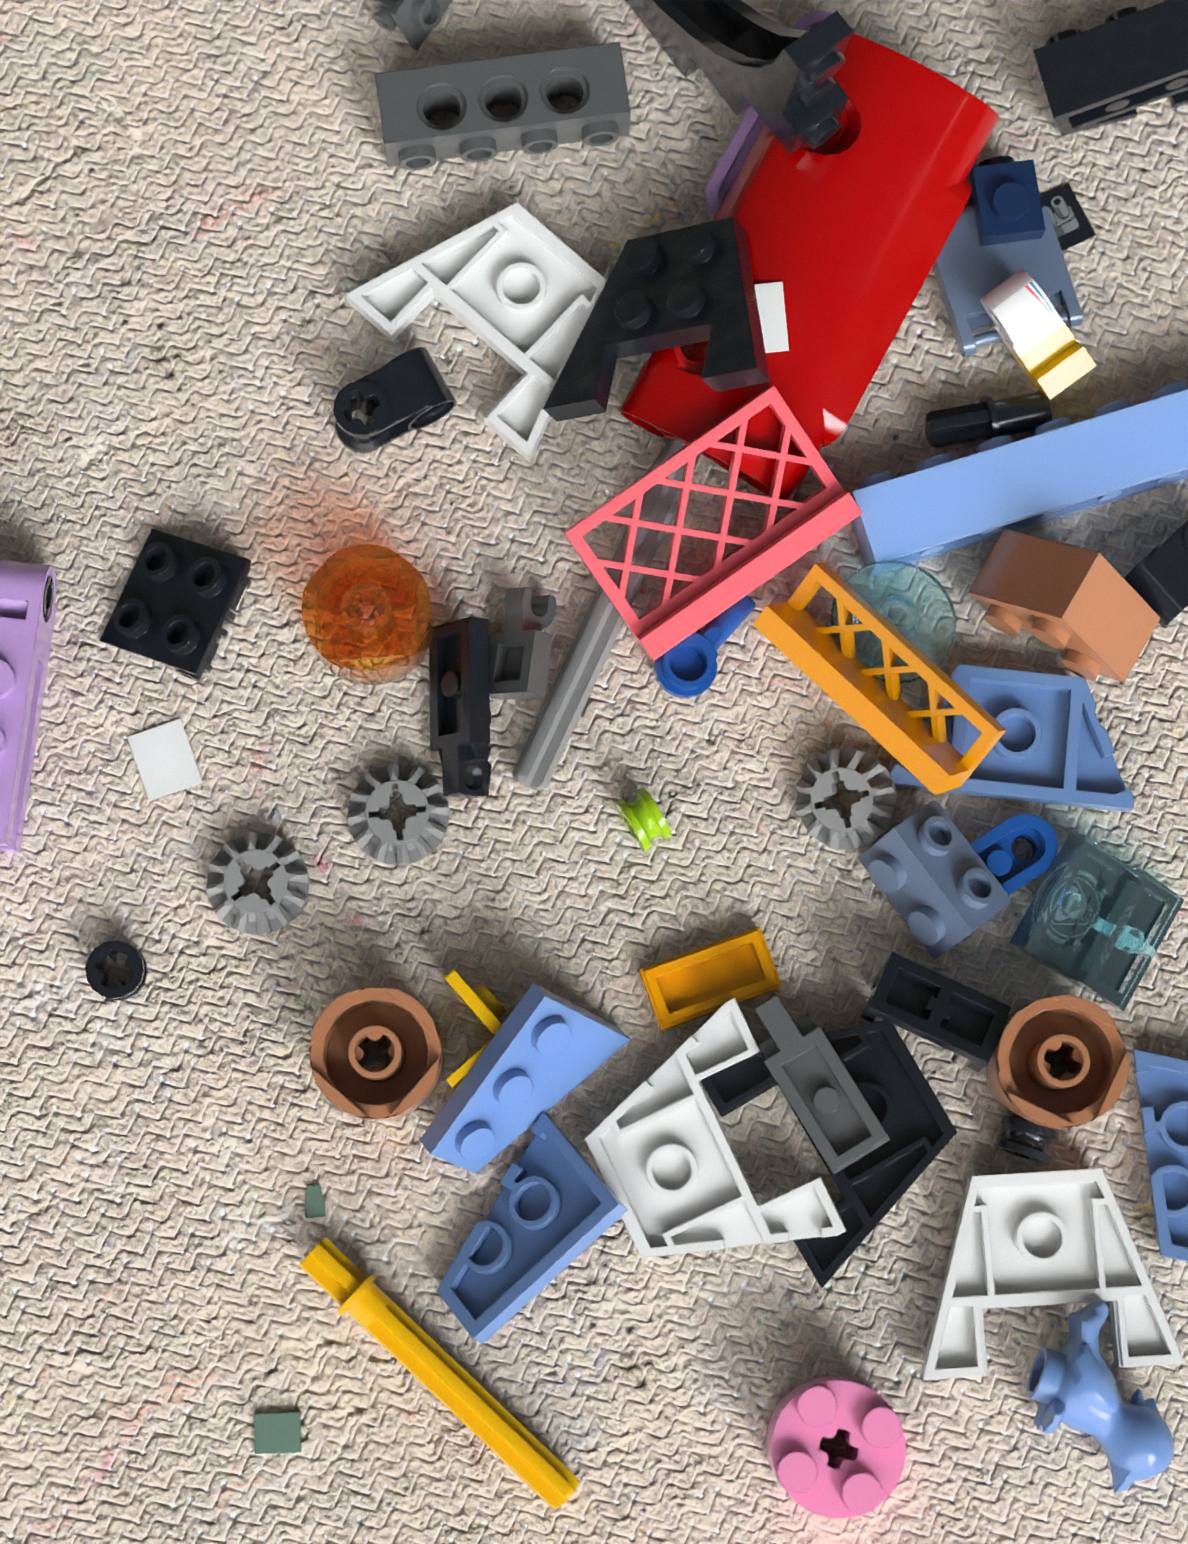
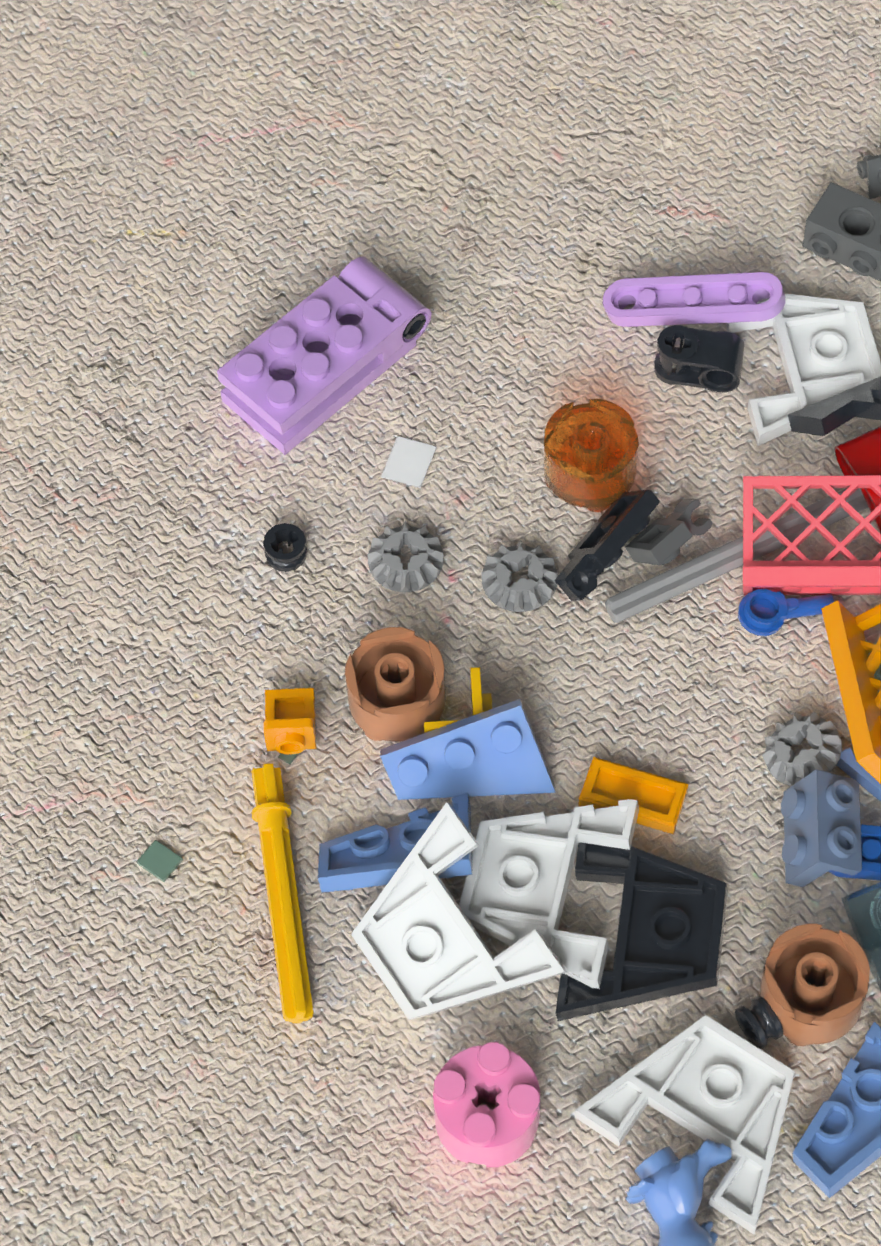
camera: 45 degrees right, 20 degrees down
(178, 603) = (484, 381): black hinge -> none
(292, 1175) = (290, 720): none -> light orange bracket
(334, 336) = (694, 299): none -> lavender plate
(643, 819) = (665, 675): lime bush -> none
(644, 1322) = (428, 945): none -> white wing
(818, 1087) = (648, 885): dark grey hinge -> none
(937, 1009) = (759, 894): black hinge -> none

